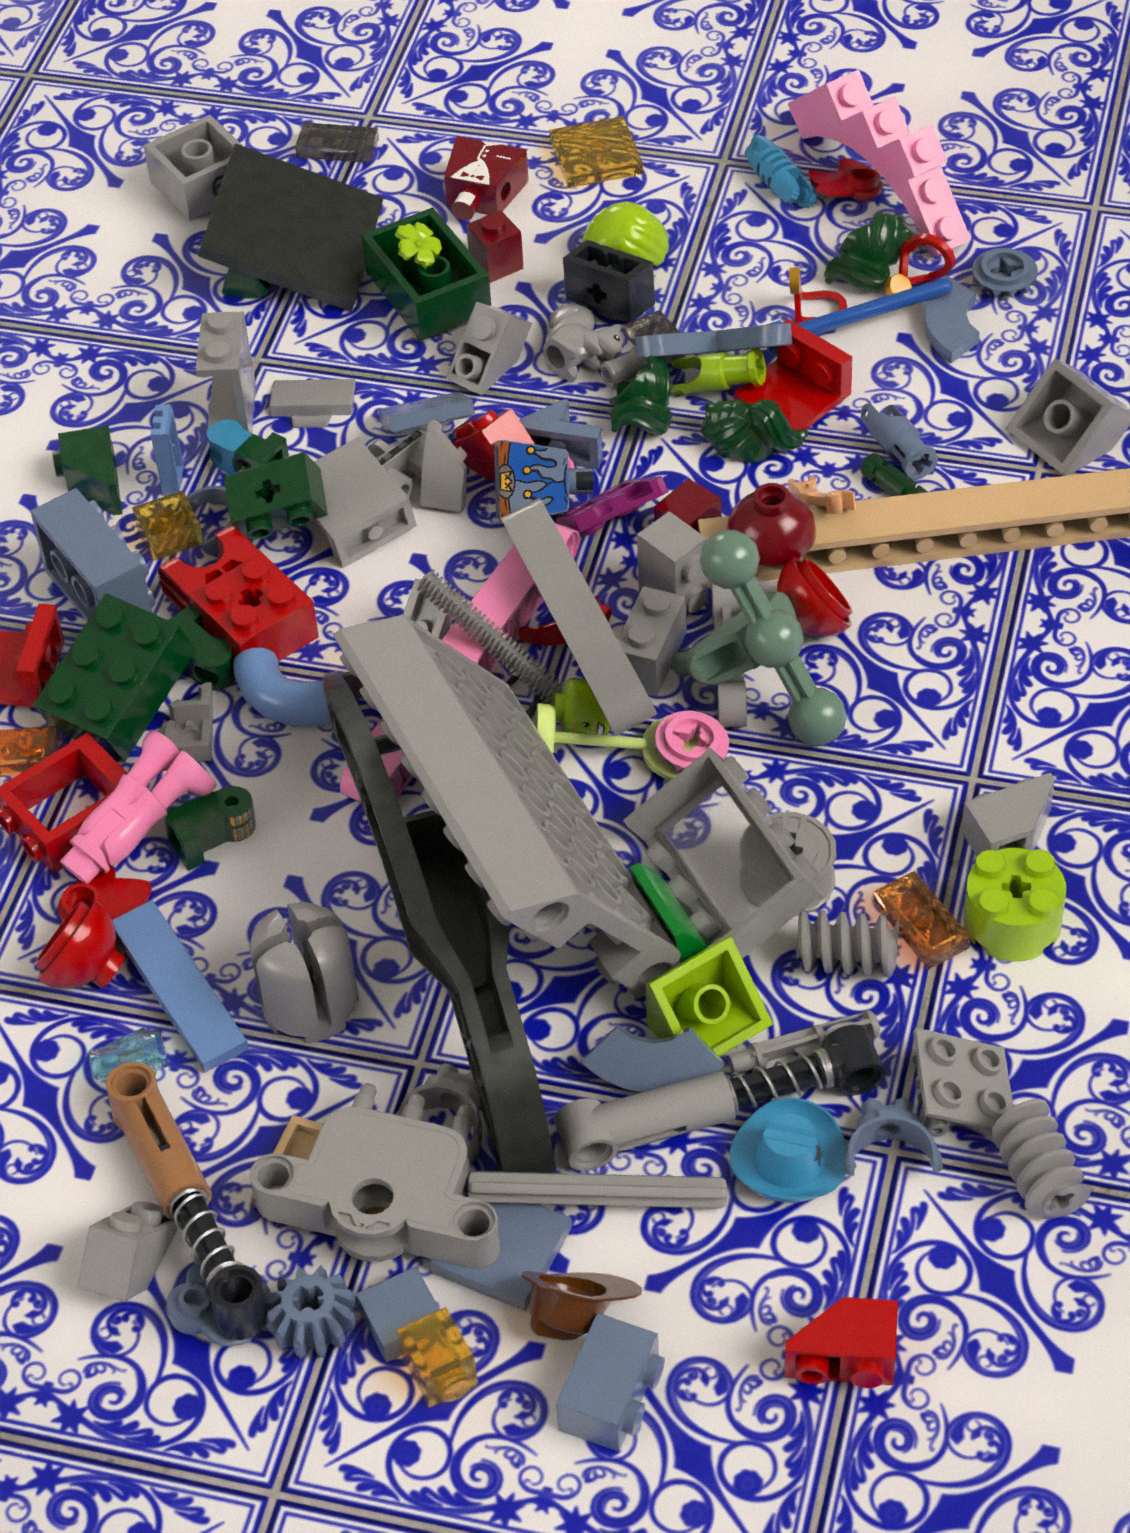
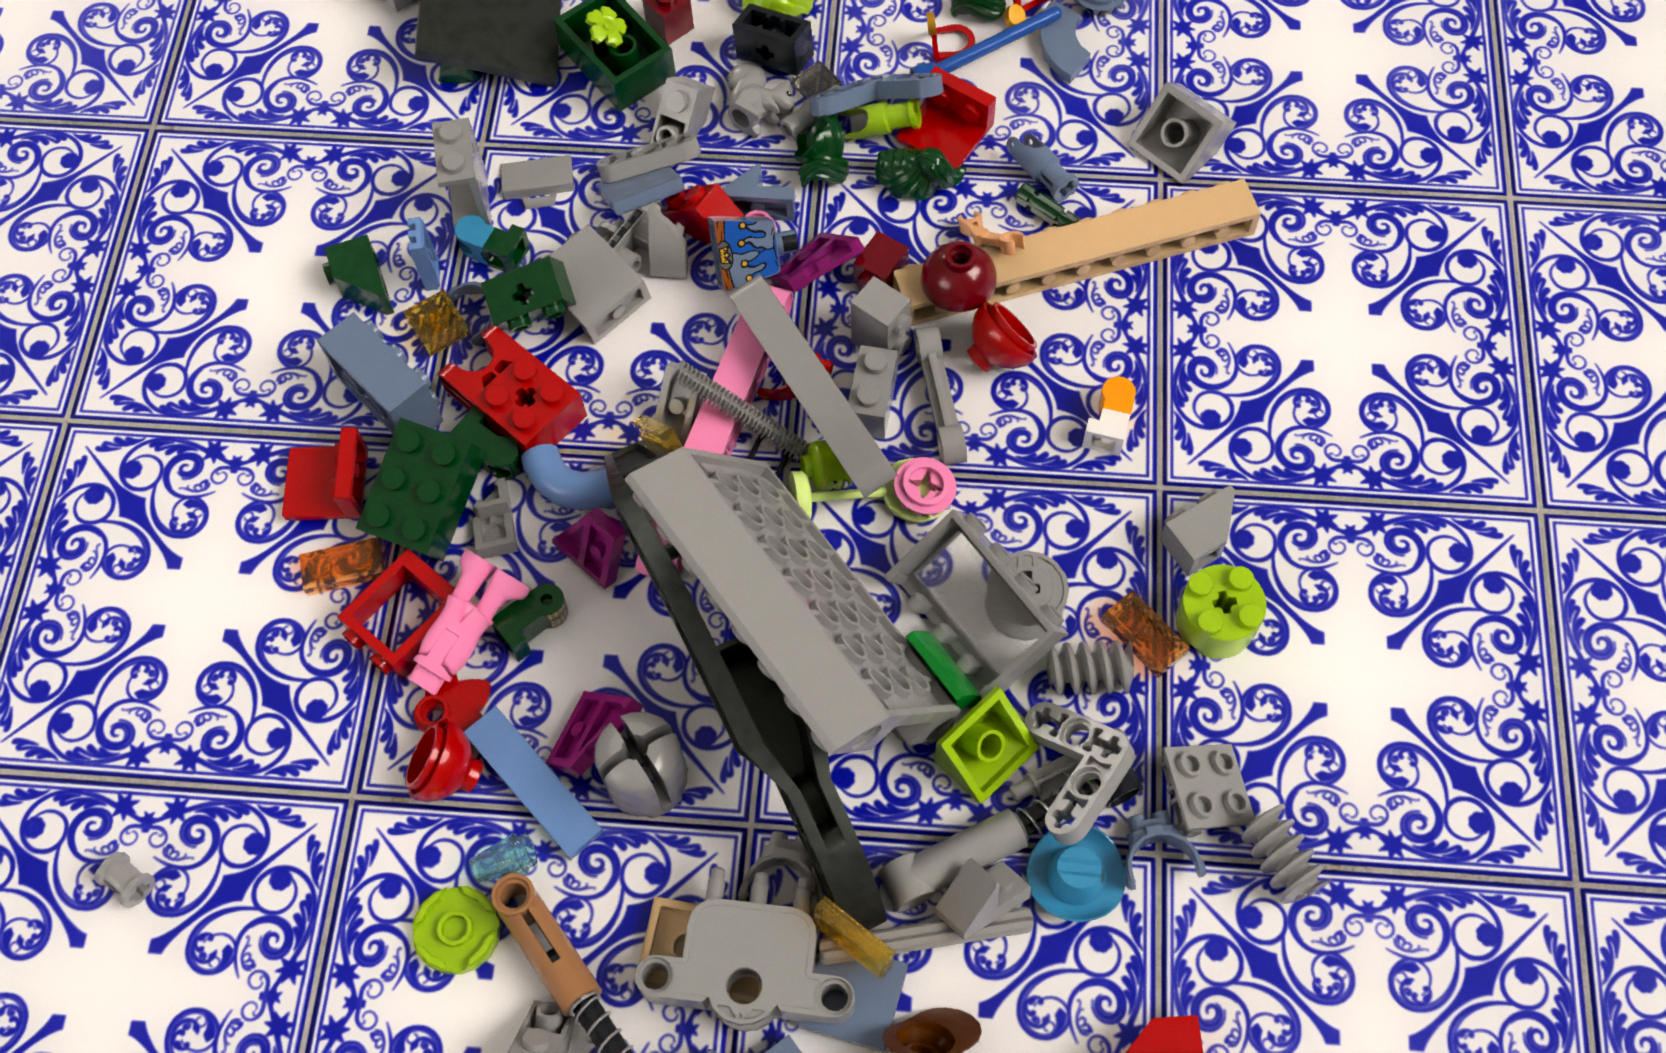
camera: 10 degrees left, 15 degrees up
(60, 1124) = (456, 930): none -> lime tile
(232, 955) = (593, 712): none -> magenta wing
(297, 754) = (594, 546): none -> magenta wing
(442, 385) = (648, 157): none -> light grey beam
(507, 1163) = (853, 938): none -> clear yellow tile
(648, 1063) = (949, 805): sand blue tile -> none
(668, 1152) = (981, 897): none -> light grey slope
(759, 635) = (971, 390): sand green connector -> none
(794, 1067) = (1092, 765): none -> light grey beam
(930, 699) = (1115, 408): none -> leg

